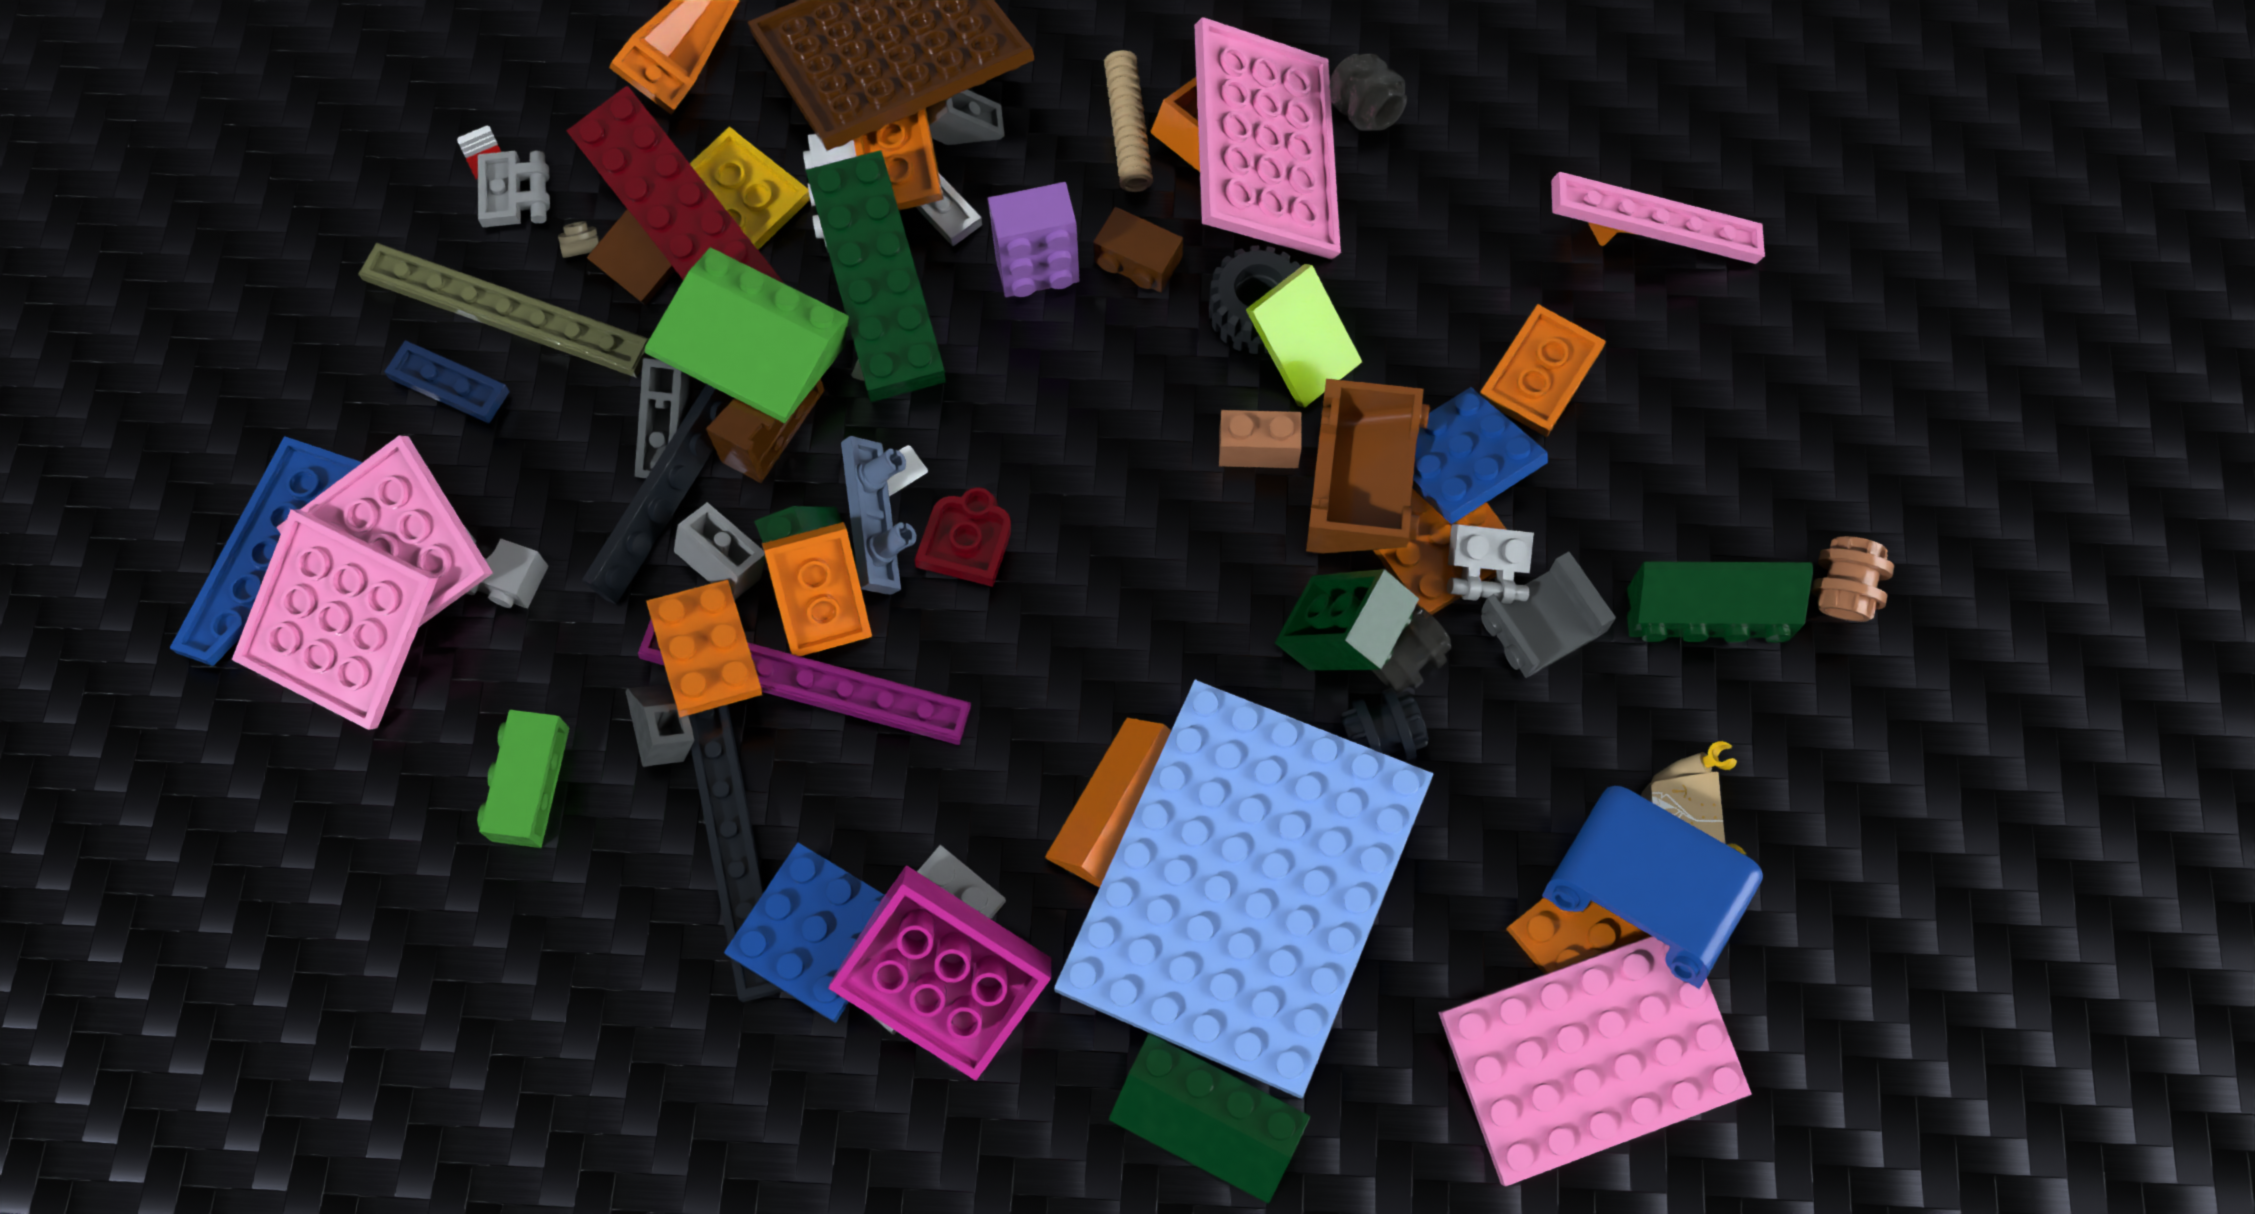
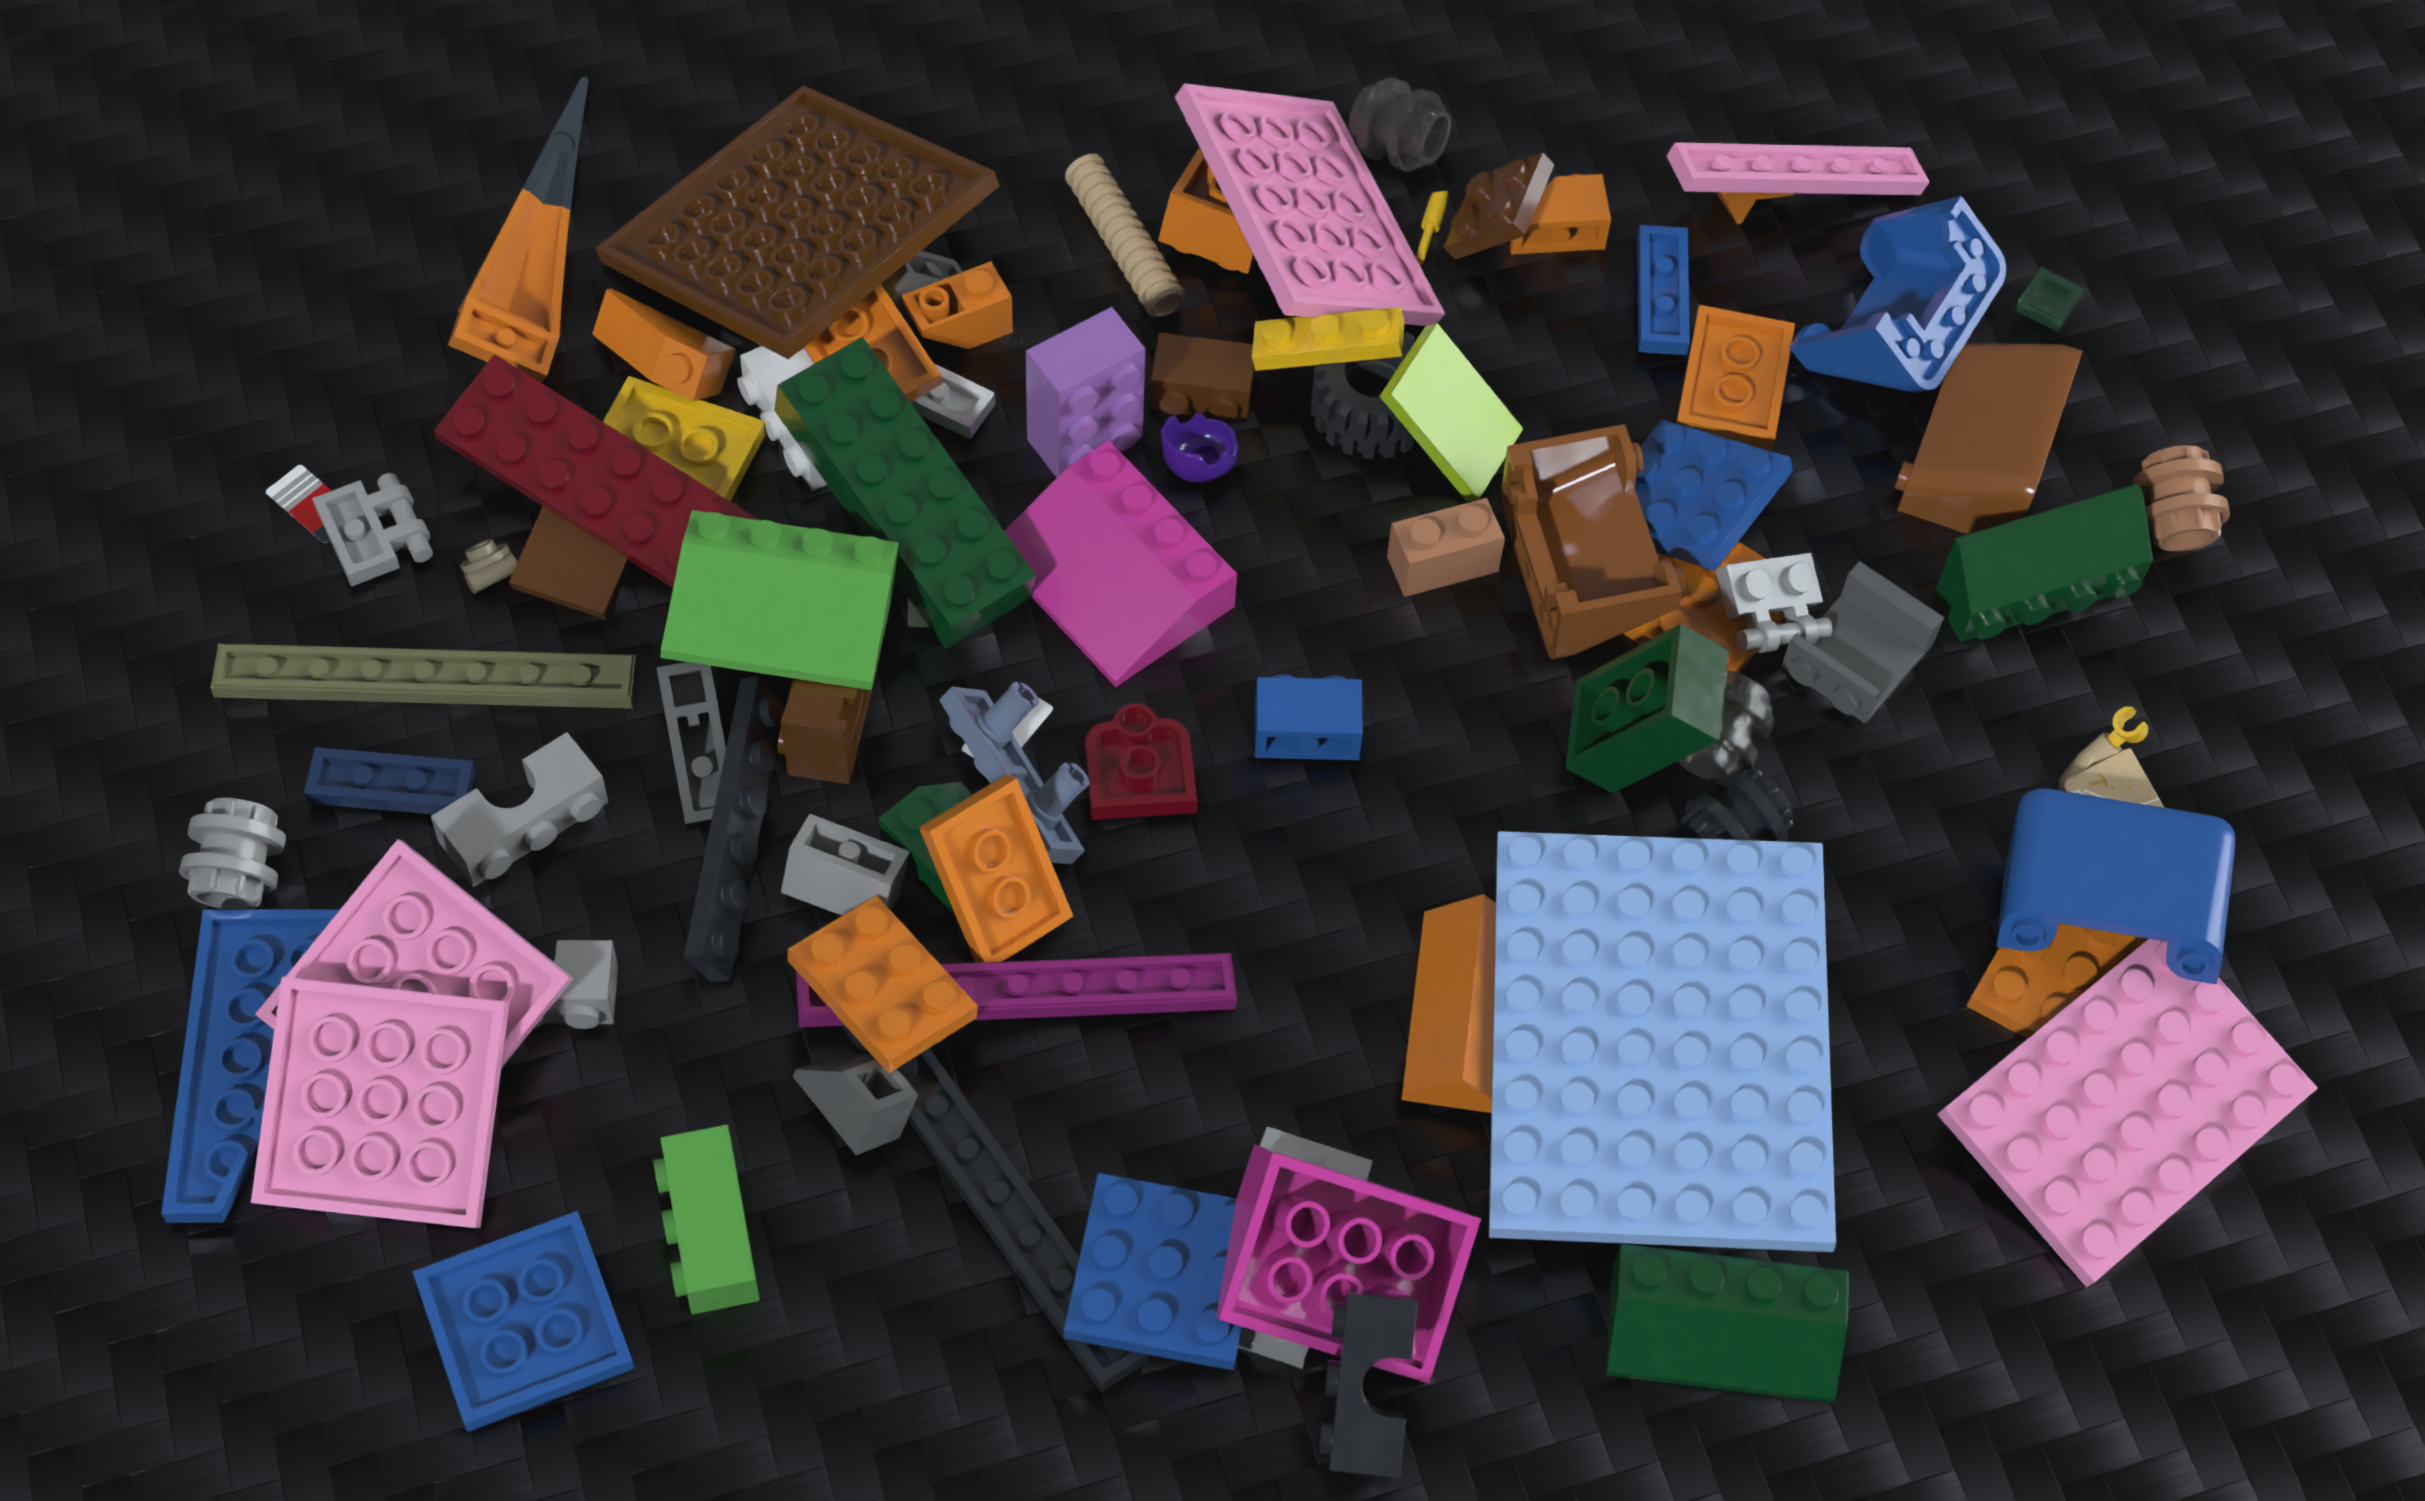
camera: 25 degrees left, 10 degrees down
(317, 402) = (232, 854): none -> light grey piece
(372, 808) = (522, 1321): none -> blue plate
(556, 427) = (490, 838): none -> light grey arch
(762, 114) = (663, 347): none -> orange slope
(904, 1105) = (1361, 1435): none -> black arch
(981, 144) = (963, 308): none -> orange slope
(1012, 377) = (1119, 564): none -> dark pink slope
(1099, 540) = (1308, 718): none -> blue brick
(1110, 304) = (1199, 448): none -> dark purple hair
(1233, 250) = (1328, 339): none -> yellow plate
(1364, 176) = (1431, 222): none -> yellow piece
(1414, 179) = (1498, 206): none -> reddish brown plate
(1463, 201) = (1568, 217): none -> orange slope
(1516, 283) = (1663, 290): none -> blue plate
(1718, 478) = (1988, 435): none -> dark orange windscreen
(1722, 349) = (1927, 294): none -> blue windscreen
(1820, 381) = (2049, 299): none -> clear green plate

